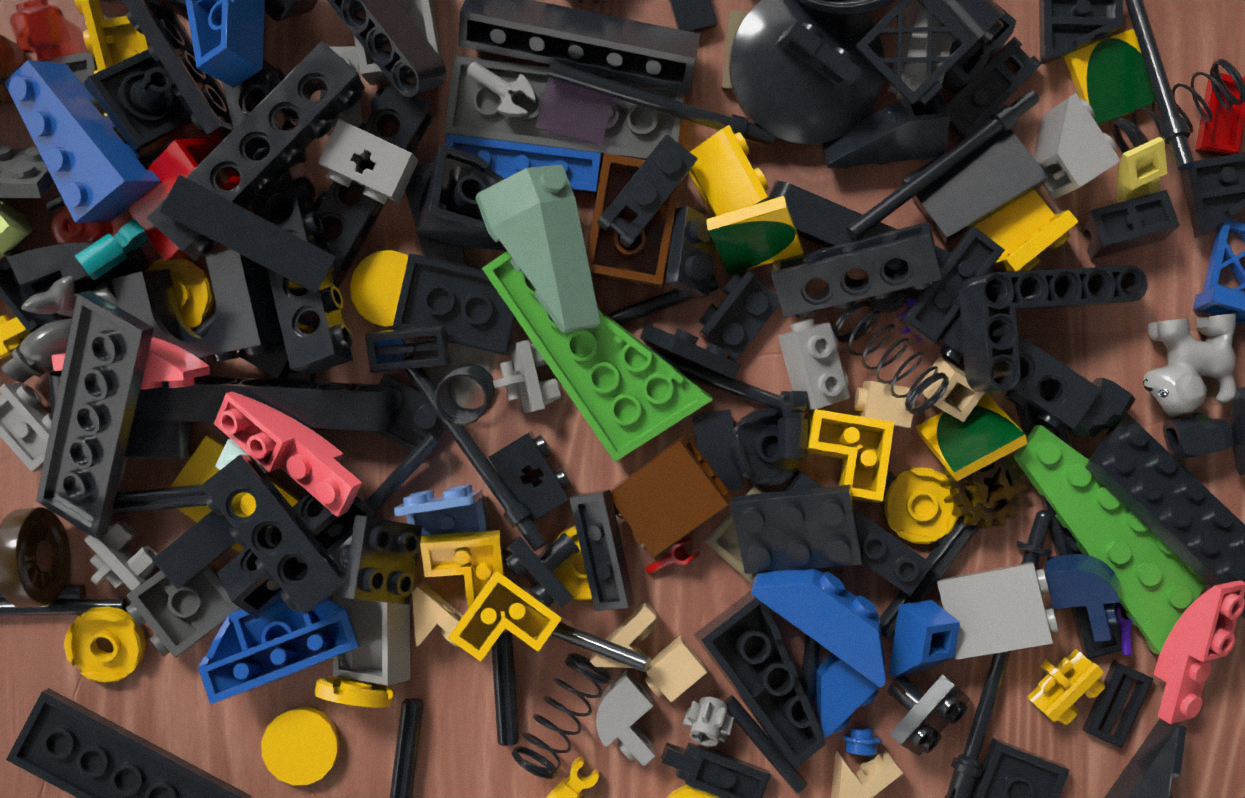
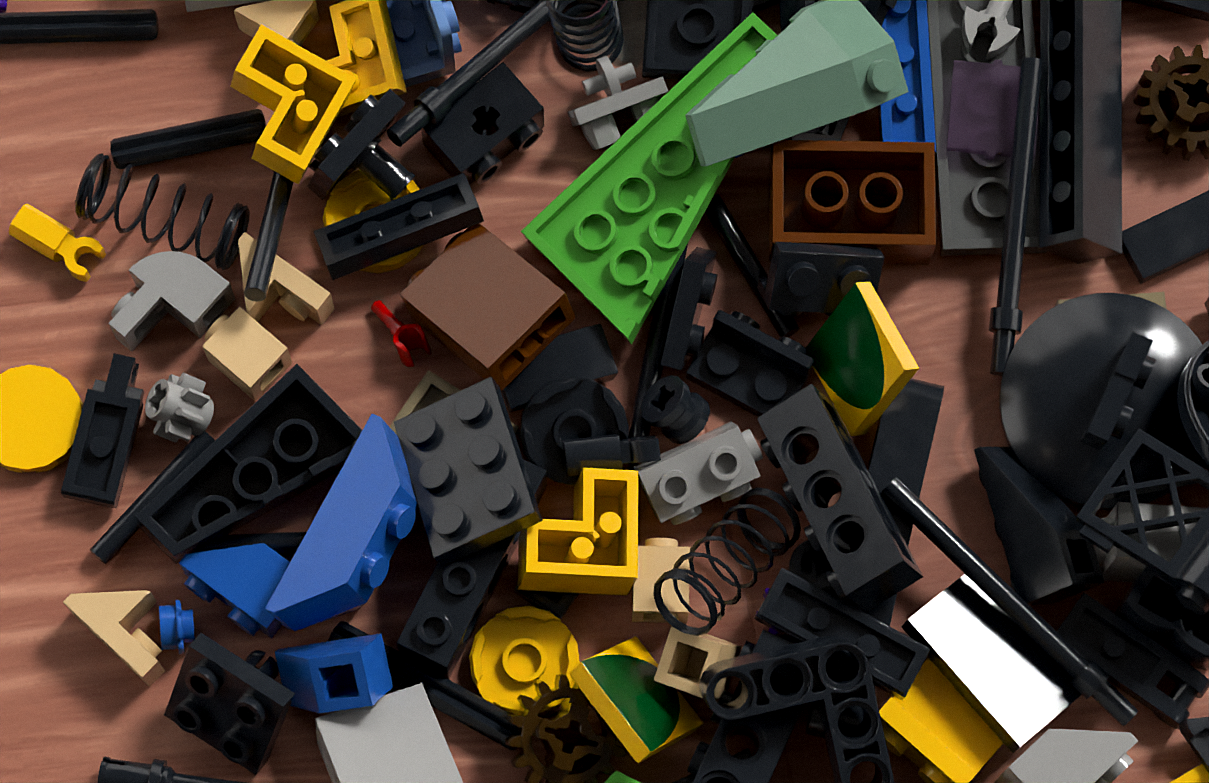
camera: 80 degrees right, 15 degrees down
(648, 189) = (894, 201): black plate -> none
(726, 175) = (941, 307): yellow slope -> none
(765, 373) = (675, 409): none -> black wheel

